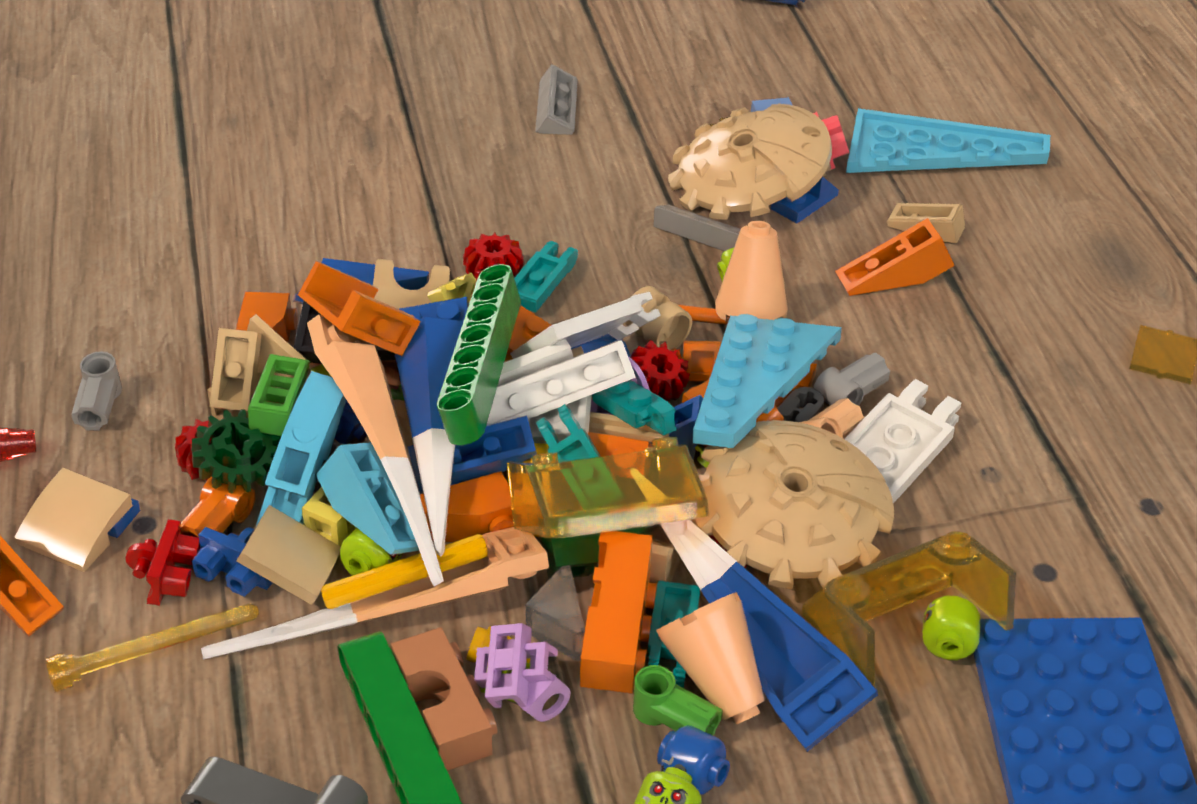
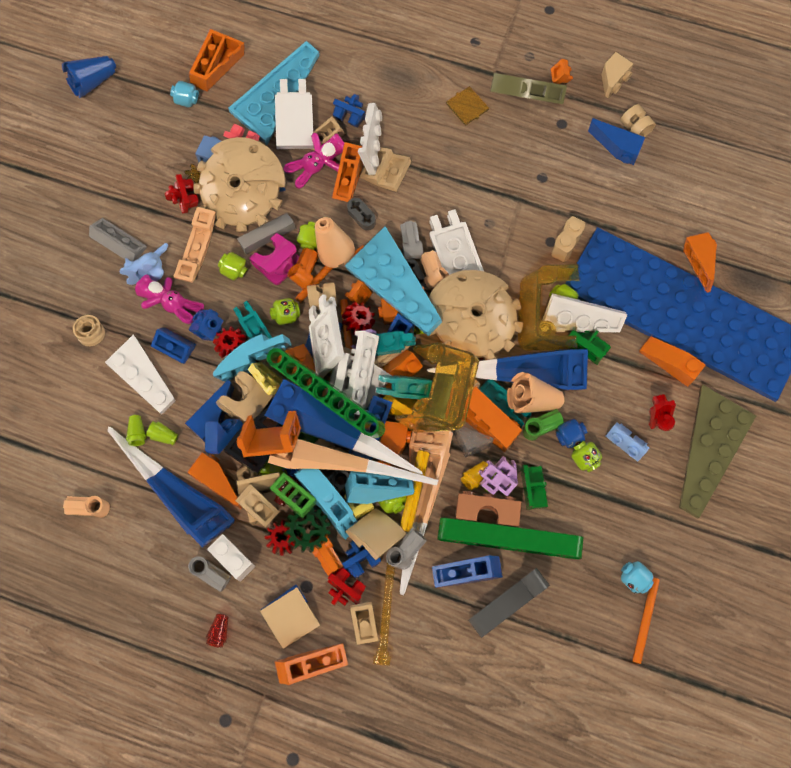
camera: 55 degrees left, 30 degrees up
(119, 601) = (364, 623): none -> tan slope
(127, 230) = (85, 506): none -> light nougat piece
(136, 403) = (231, 558): none -> white brick
(186, 330) = (192, 510): none -> blue plate
(275, 606) = (407, 549): none -> light grey piece
(276, 229) = (135, 432): none -> lime cone
(293, 253) = (161, 433): none -> lime cone
(306, 723) = (467, 571): none -> blue slope
(370, 202) = (138, 371): none -> white wing
(397, 126) = (87, 323): none -> tan wheel
(444, 213) = (172, 345): none -> blue slope
(462, 262) = (248, 353): none -> medium azure slope
(504, 208) = (206, 324): none -> blue brick
(509, 172) = (170, 300): none -> dark pink animal
(538, 749) = (534, 487): none -> green panel
(541, 135) = (147, 264): none -> light blue animal
(594, 289) = (285, 311): none -> lime head
(618, 212) = (232, 266): none -> lime head
(620, 173) = (197, 245): none -> light nougat slope
(672, 254) = (277, 264): none -> dark pink piece
(679, 119) = (180, 195): none -> red hips
(684, 282) = (301, 271): none -> orange piece
(834, 65) = (184, 94): none -> medium azure head
(847, 313) = (364, 211): none -> dark grey beam
(867, 219) = (314, 161): none -> dark pink animal
(900, 712) = (596, 347): none -> green panel
(913, 65) = (215, 59): none -> orange wedge
(916, 168) = (293, 117): none -> white tile
(929, 648) = (582, 316): none -> white wing
(947, 306) = (390, 170): none -> tan slope
(965, 253) = (370, 141): none -> white wing
(993, 224) = (342, 108): none -> blue hips
(1070, 580) = (568, 239): none -> tan brick

